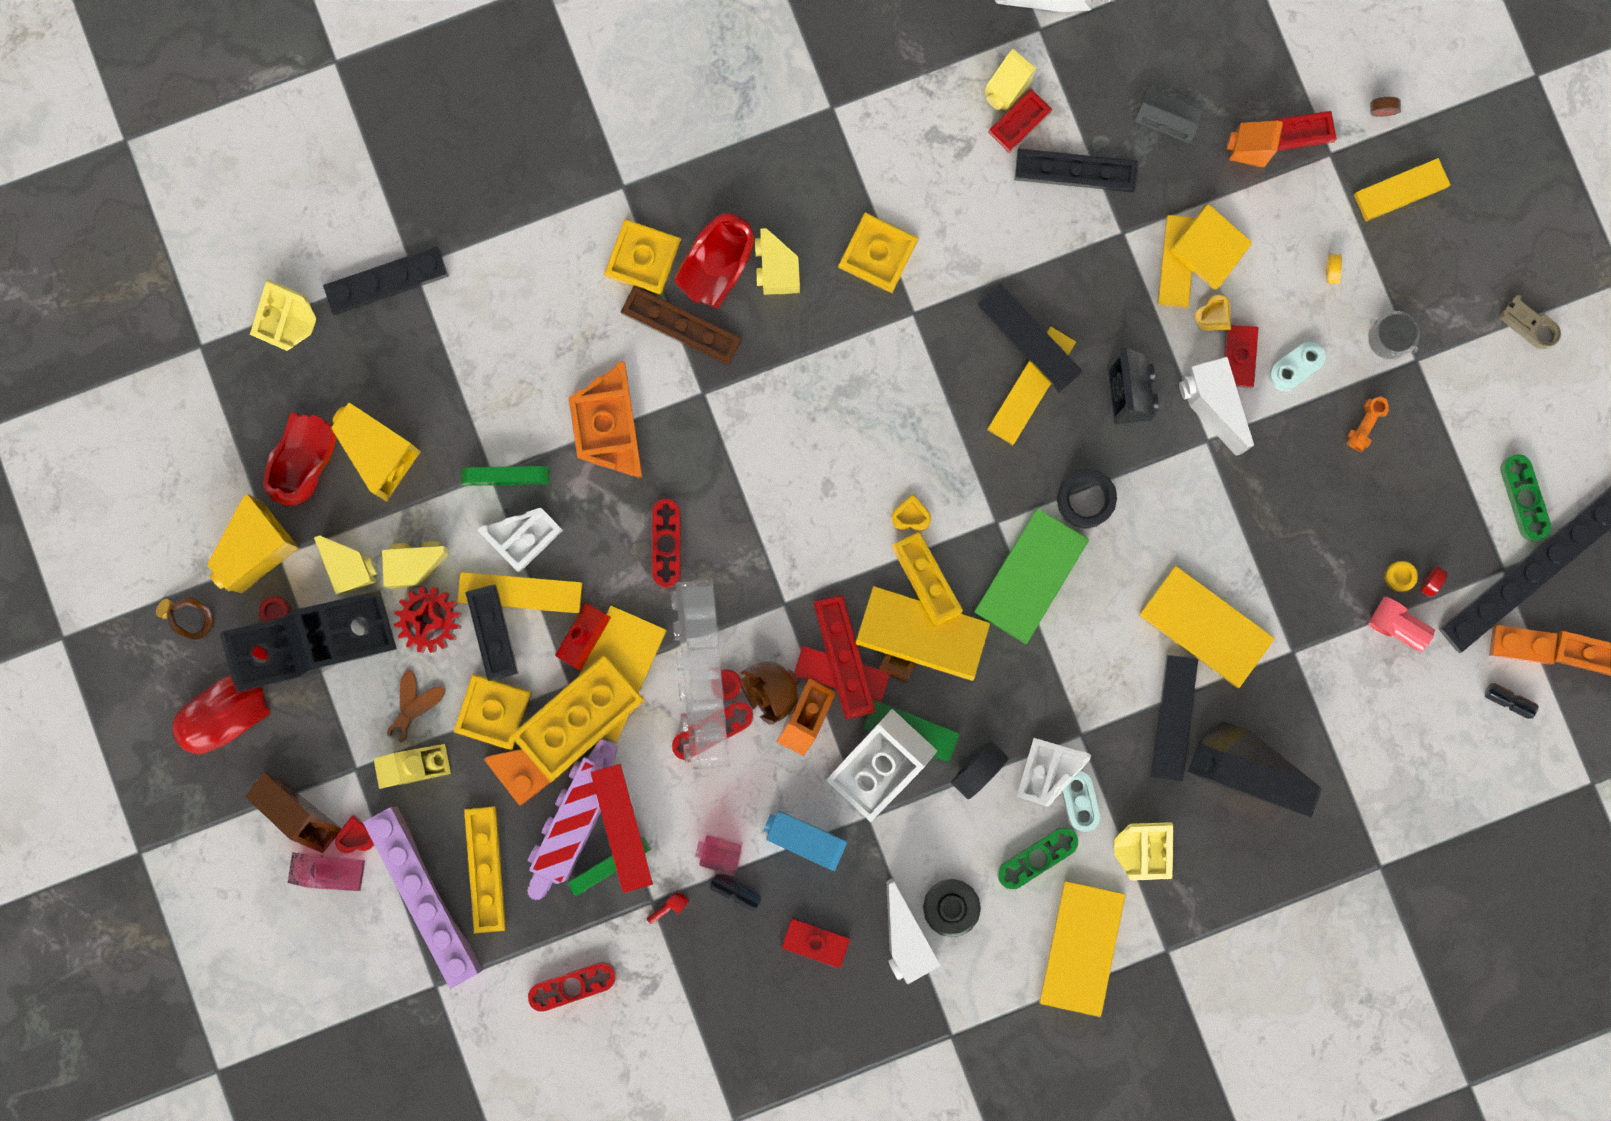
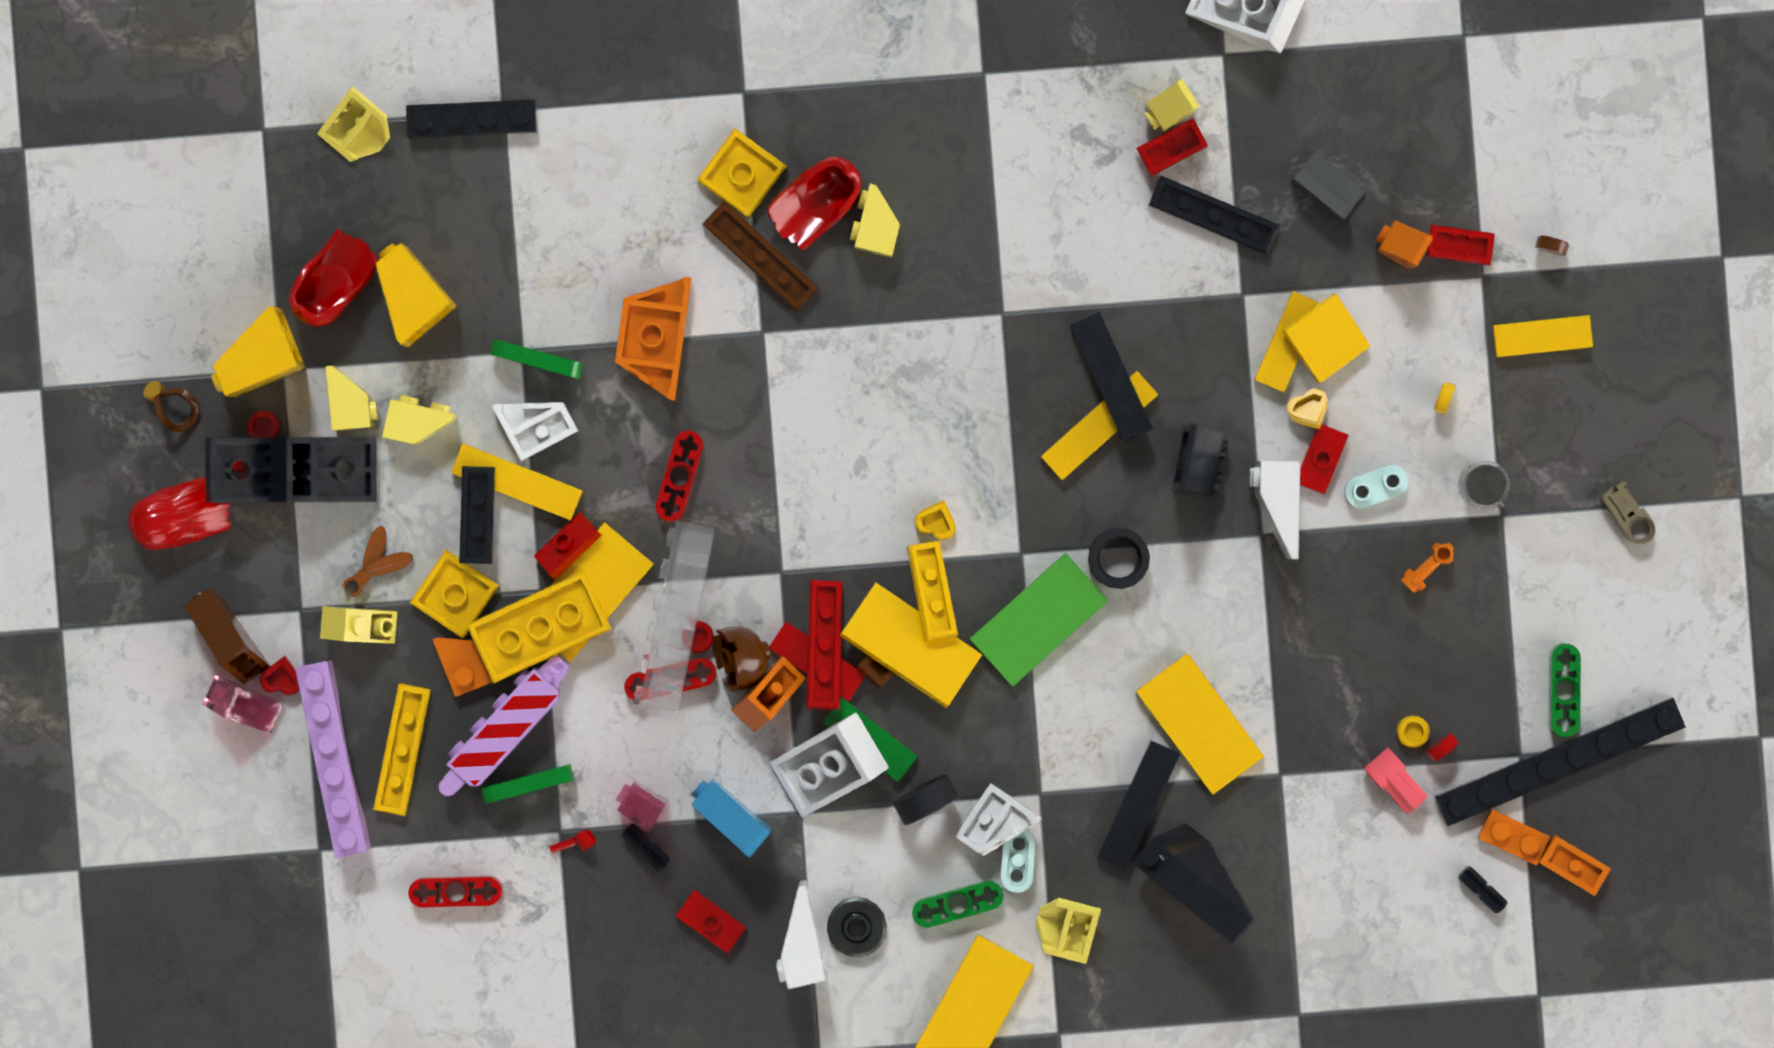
camera: 15 degrees right, 5 degrees up
(425, 631) = (404, 475): red gear -> none
(621, 828) = (551, 750): red tile -> none
(878, 252) = (984, 240): yellow tile -> none

